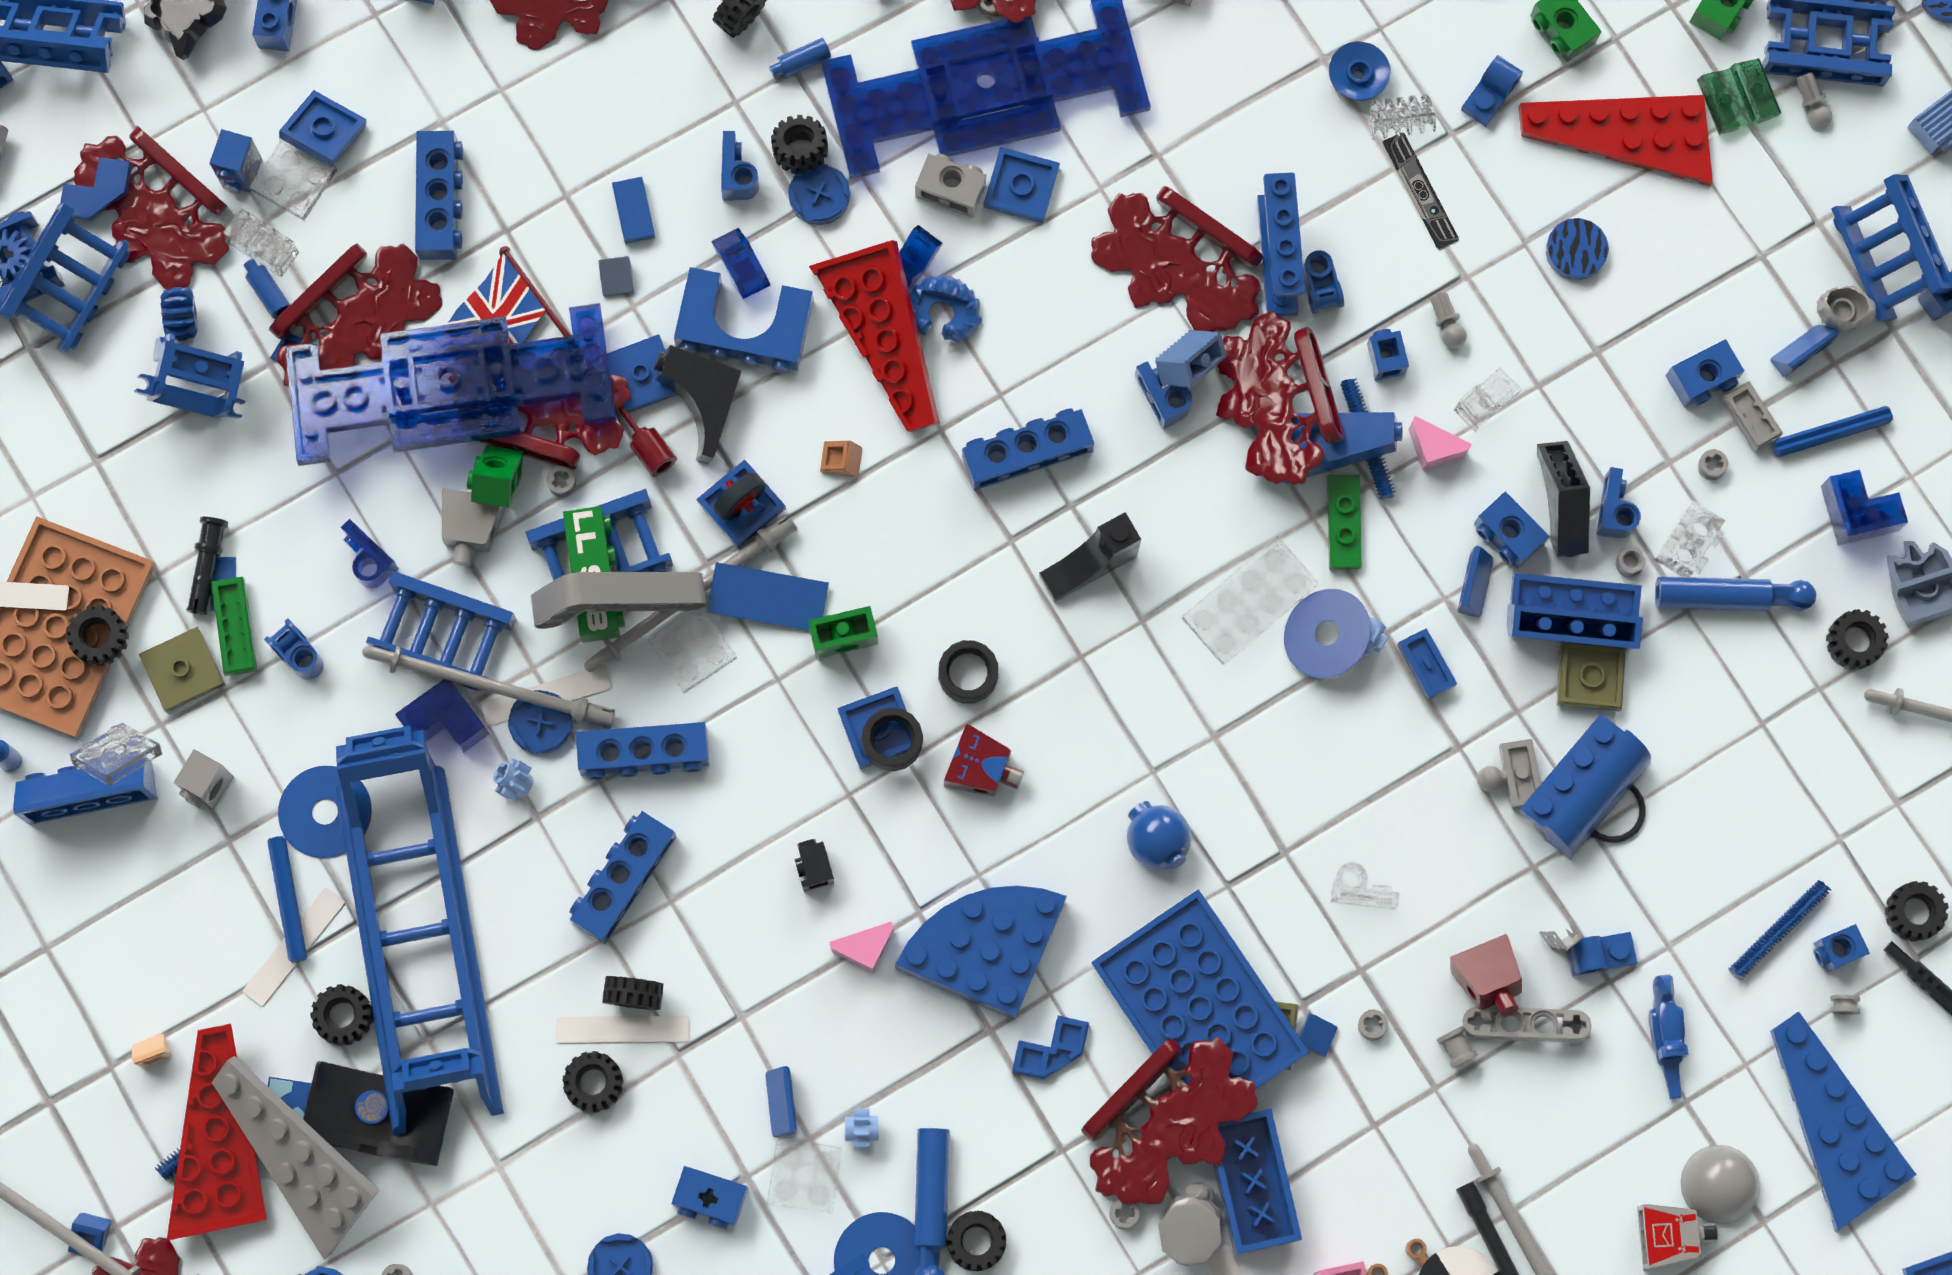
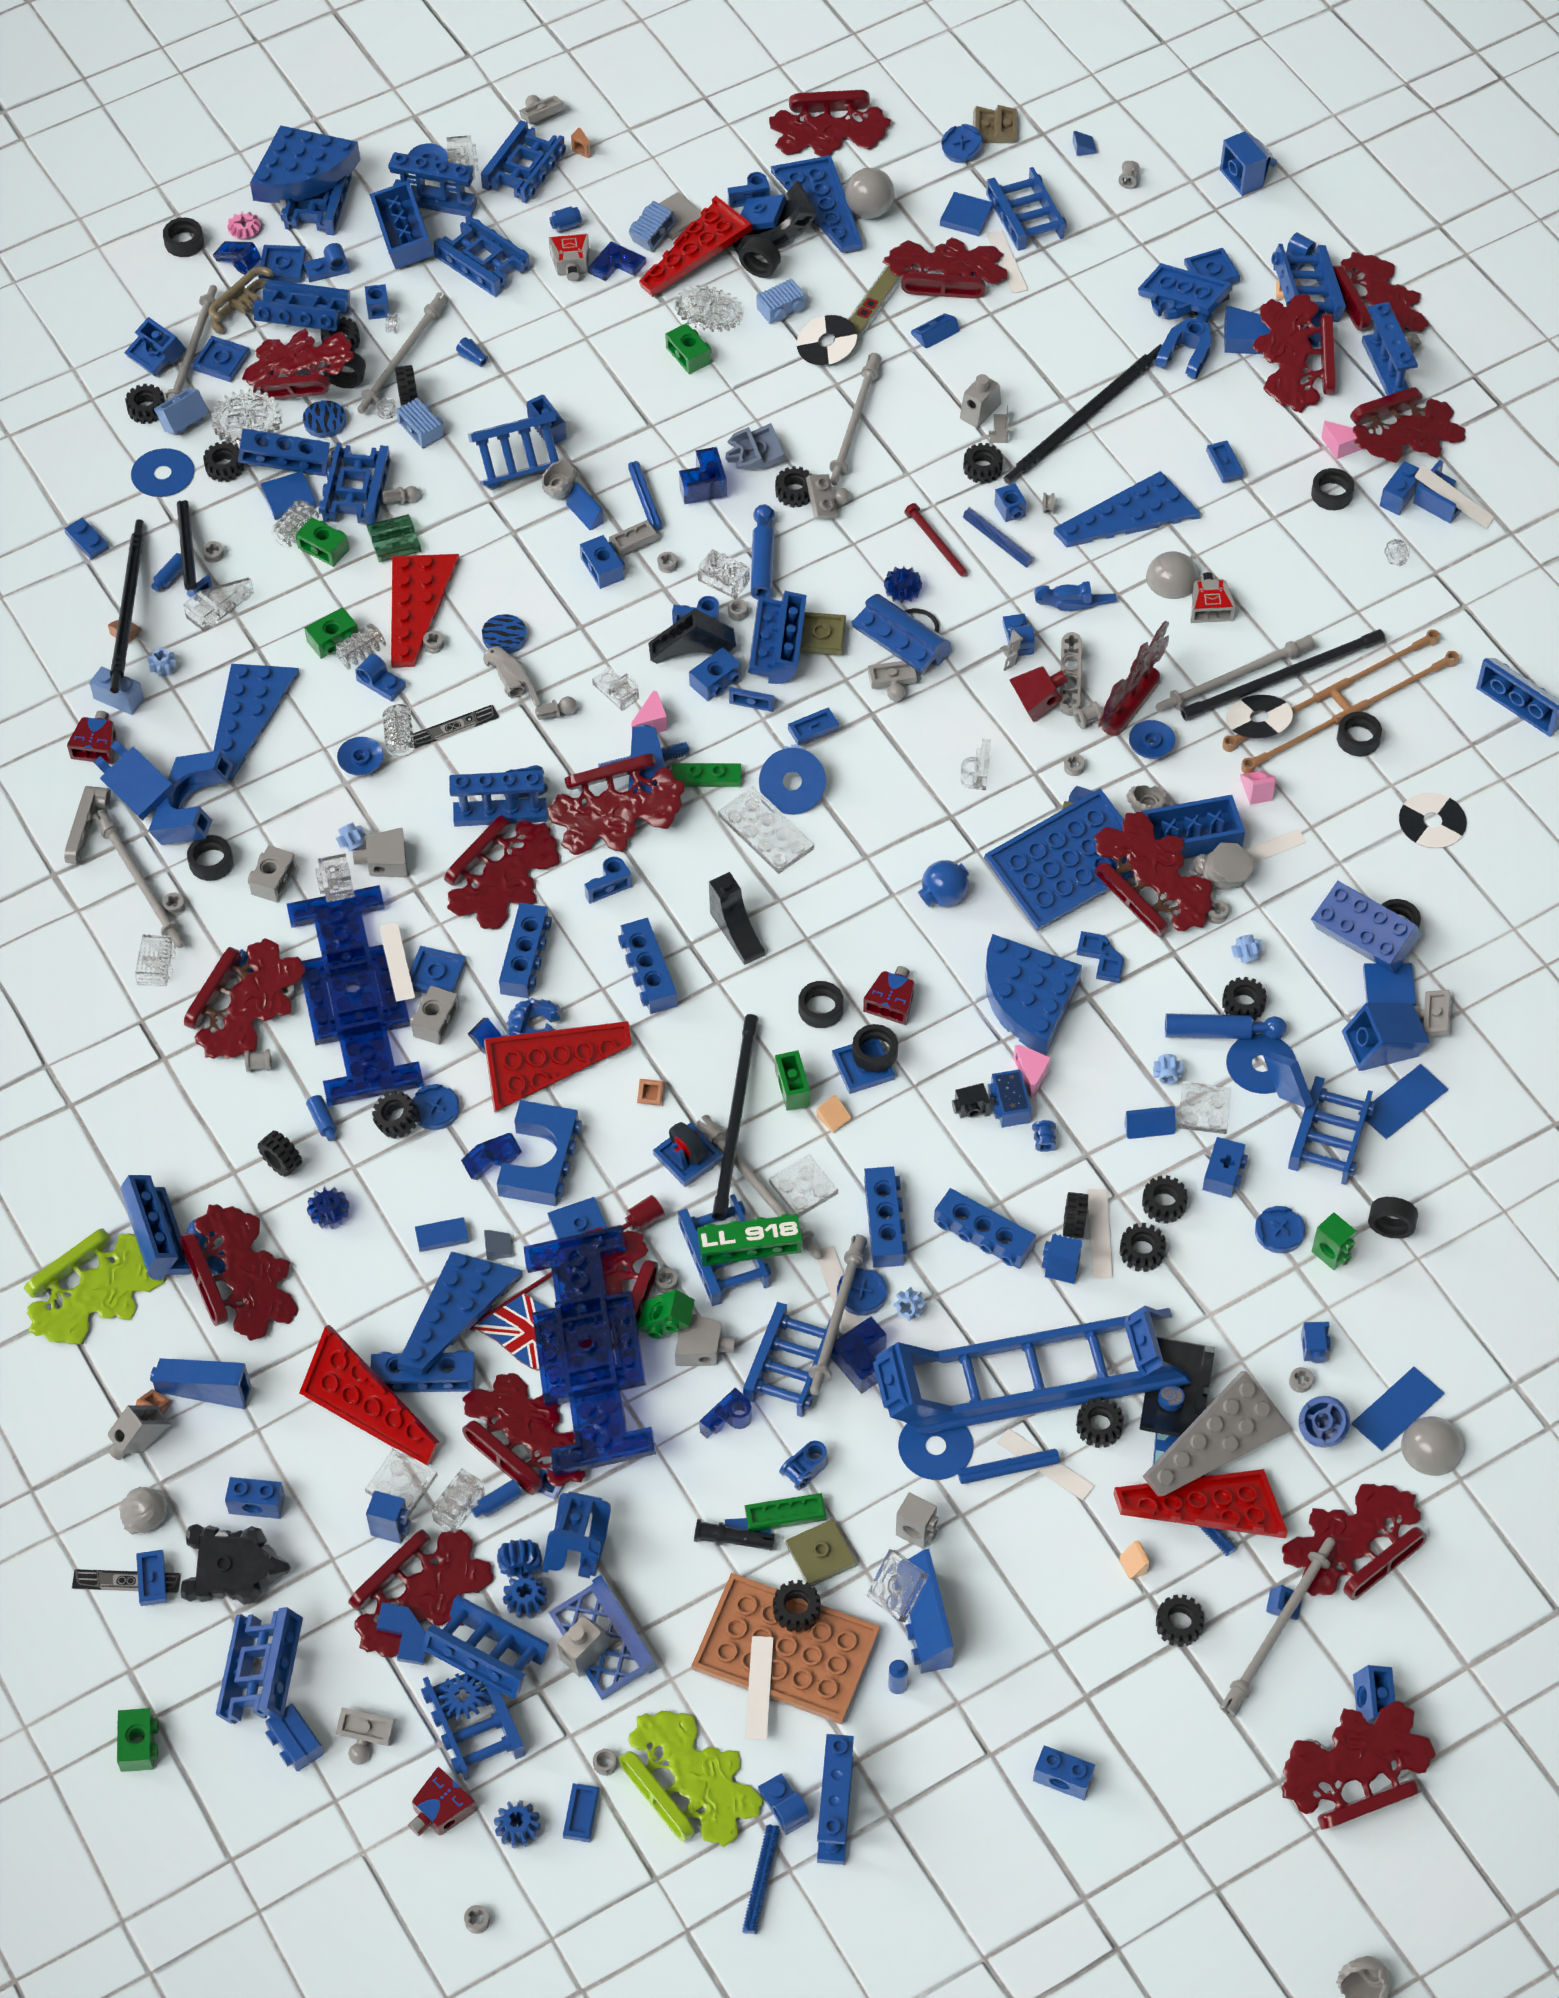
camera: 85 degrees left, 20 degrees down
(47, 1096) = (1184, 1606): none -> black tyre
(54, 384) = (583, 1645): none -> light grey torso
(88, 440) = (625, 1632): none -> blue fence
(133, 313) = (527, 1588): none -> blue gear
(322, 128) = (359, 1459): blue tile -> none
(412, 104) = (354, 1392): none -> red wing
(529, 230) = (455, 1304): none -> blue wing
(565, 972) = (1062, 1258): none -> blue brick
(616, 591) = (772, 1224): light grey beam -> none
(647, 1102) = (1169, 1187): none -> black tyre
(656, 75) = (319, 1210): none -> clear blue gear
(660, 542) = (721, 1199): none -> black piece
(706, 390) = (602, 1173): black arch -> none
(734, 168) = (412, 1163): blue plate -> none
(761, 960) = (1044, 1135): none -> blue bush
(766, 596) = (762, 1136): blue piece -> none
(800, 688) = (833, 1114): none -> light nougat slope
(819, 915) = (1010, 1098): none -> brick
(1030, 133) = (396, 961): none -> white sticker
(1037, 279) = (528, 918): none -> blue brick
(1056, 1249) = (1247, 948): none -> light blue gear
(1156, 49) = (334, 878): none -> clear brick
(1190, 358) = (583, 857): medium blue brick -> none
(1201, 111) = (384, 854): none -> light grey torso
(1227, 66) = (350, 836): none -> light blue gear
(1301, 1122) = (1147, 798): none -> light grey hair
(1392, 343) = (581, 742): blue brick -> none
(1430, 1130) = (1151, 732): none -> blue dish
(1493, 1113) = (1131, 694): none -> dark red plant
(1503, 259) = (511, 673): none -> light grey animal
(1539, 59) = (359, 644): none -> clear piece
(1560, 147) = (430, 636): none -> light grey bush
(1683, 801) = (902, 584): none -> clear blue gear
(1819, 807) = (912, 511): none -> dark red bar
(1836, 677) = (823, 497): none -> light grey plate

